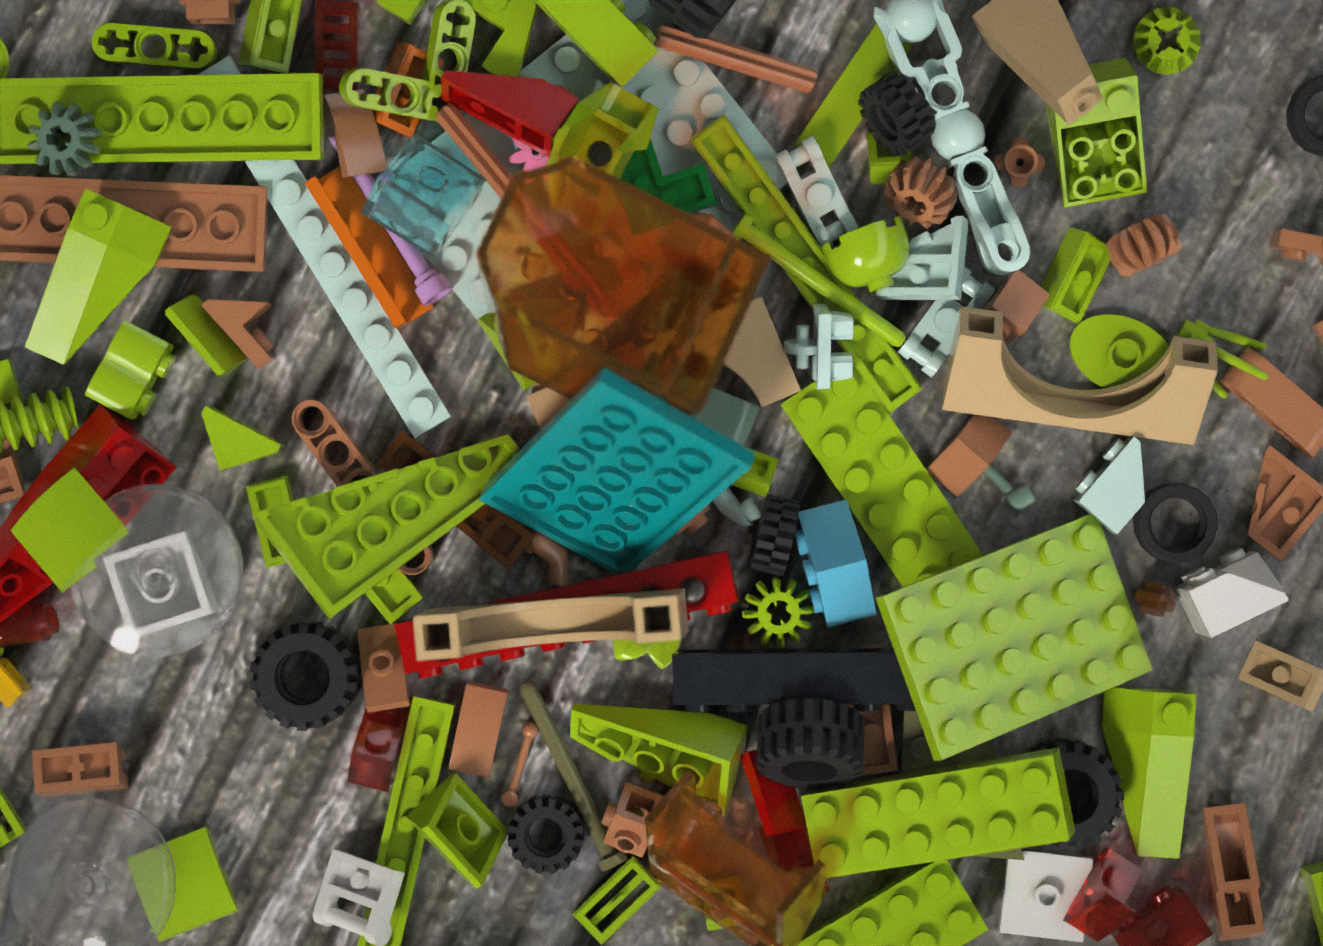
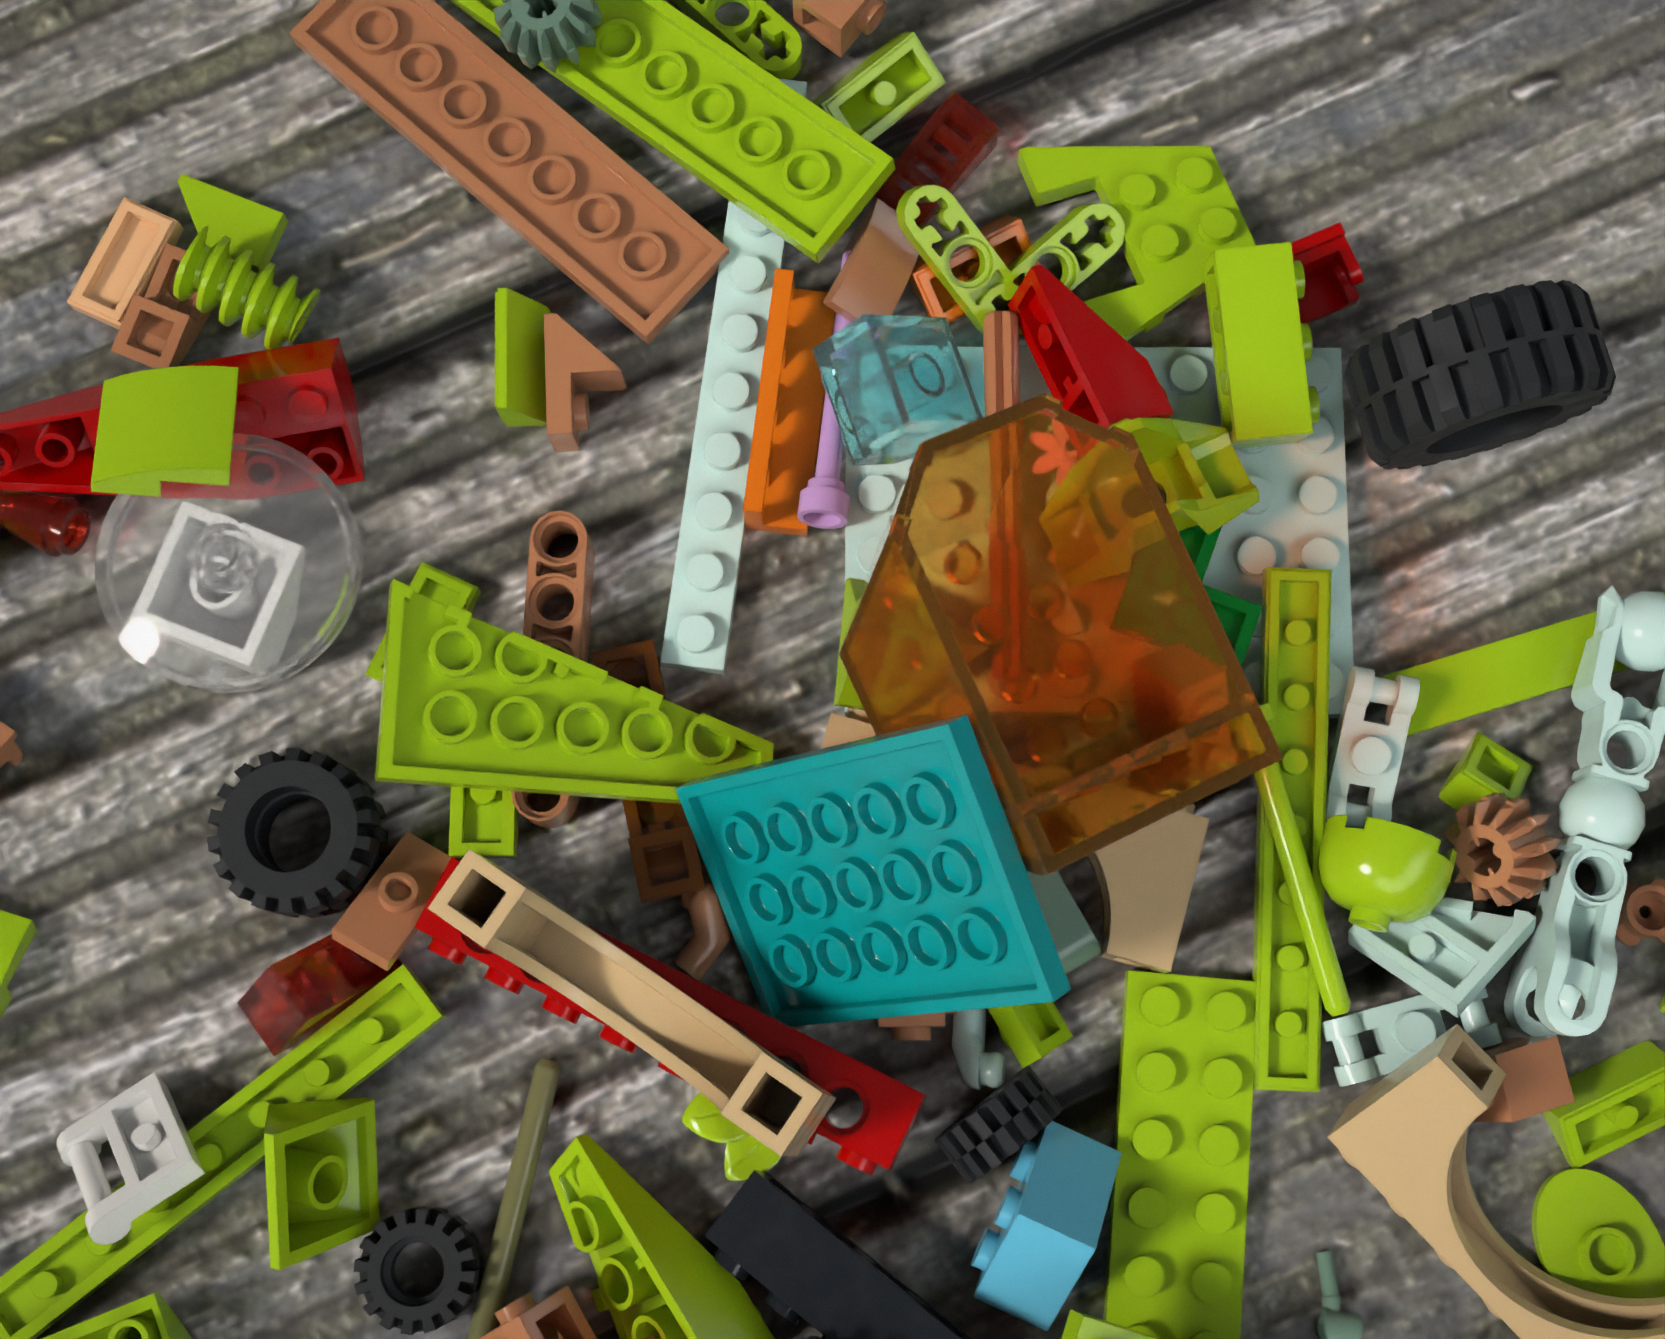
camera: 40 degrees right, 10 degrees down
(95, 270) = (461, 181): lime wedge -> none
(130, 371) = (404, 330): lime brick -> none
(235, 441) = (451, 502): lime slope -> none
(478, 729) = (446, 1069): nougat slope -> none
(510, 796) = (417, 1186): nougat hinge -> none
(736, 58) = (1391, 522): nougat axle -> none
(764, 616) = (948, 1230): lime gear -> none
(826, 365) = (1224, 962): light aqua hips -> none
(896, 114) = (1544, 731): black tyre -> none
(969, 453) = (1316, 1219): nougat slope -> none

